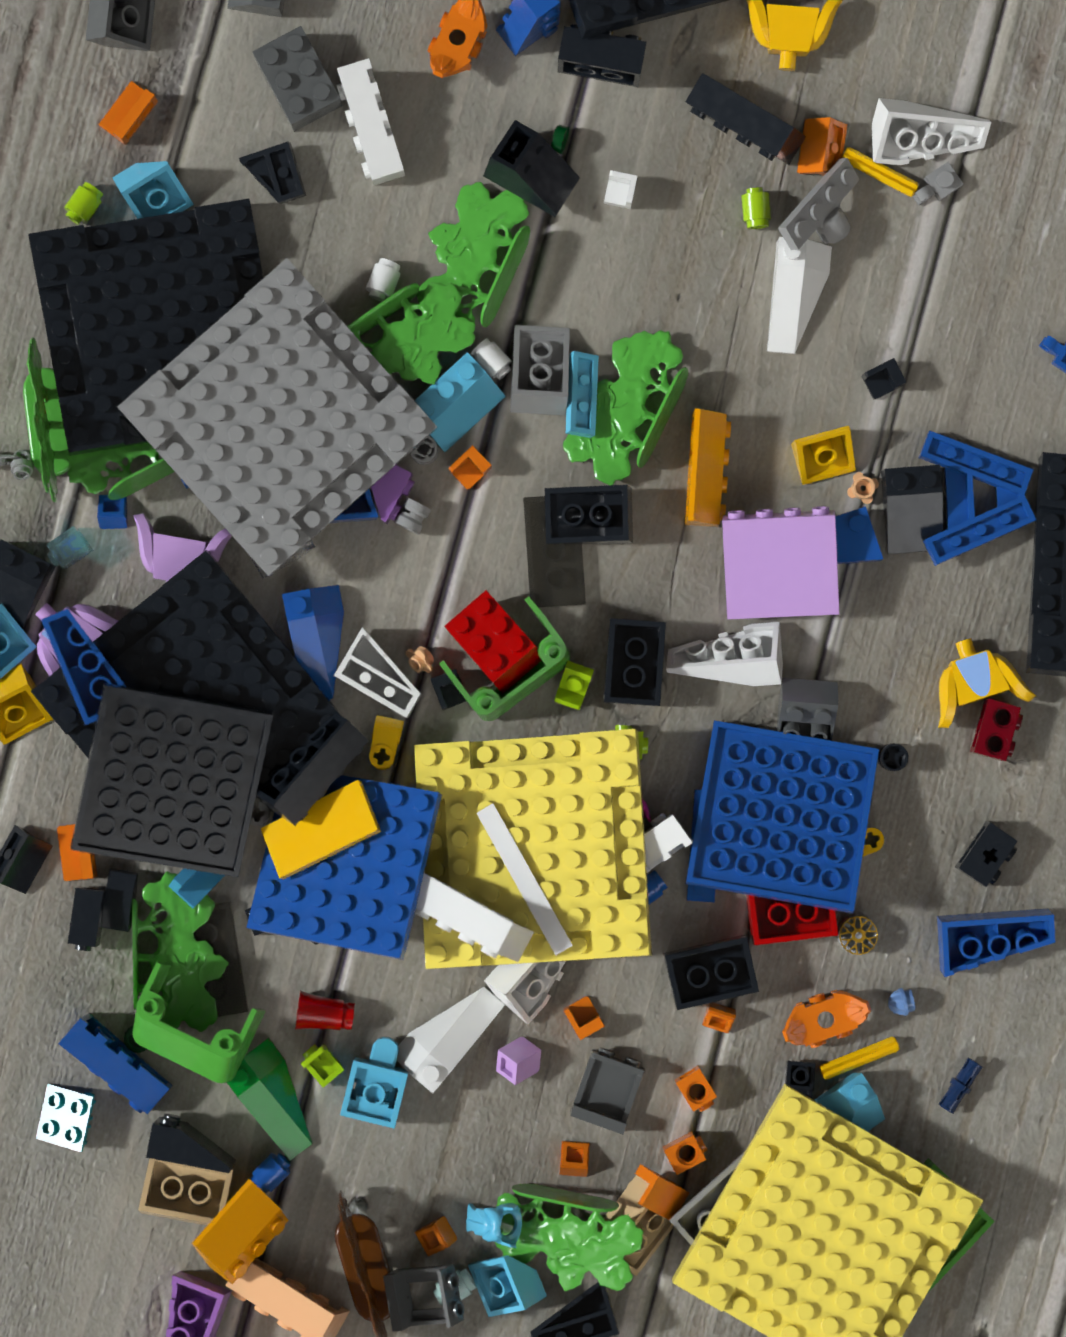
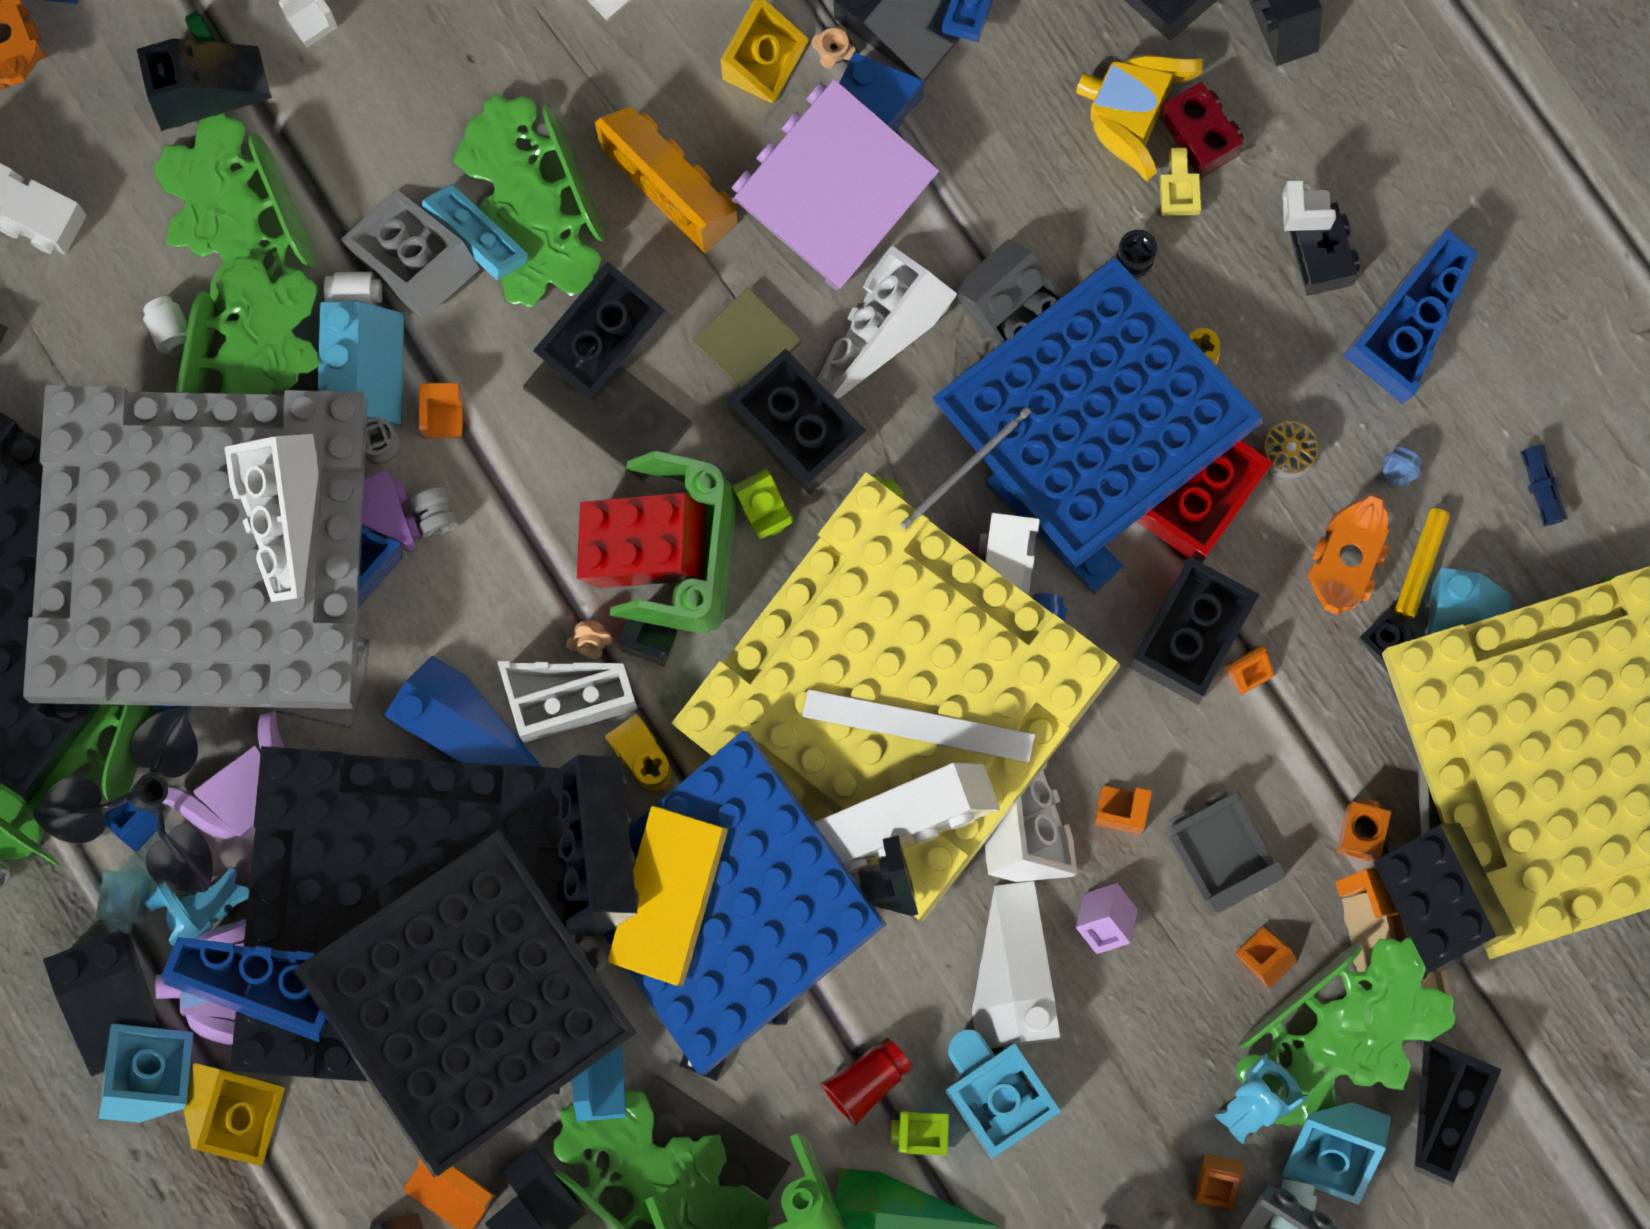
camera: 45 degrees left, 10 degrees down
(96, 591) = (198, 912): none -> medium azure hair
(117, 556) = (167, 747): none -> black plant
(340, 438) = (278, 492): none -> white wedge
(426, 940) = (890, 881): none -> black slope
(656, 593) = (745, 338): none -> olive tile
(678, 1230) = (1444, 897): none -> black brick
(685, 778) = (965, 468): none -> light grey piece
(693, 1077) = (1290, 767): orange brick -> none
(950, 748) = (1179, 189): none -> light yellow plate
(998, 829) = (1306, 208): none -> white panel

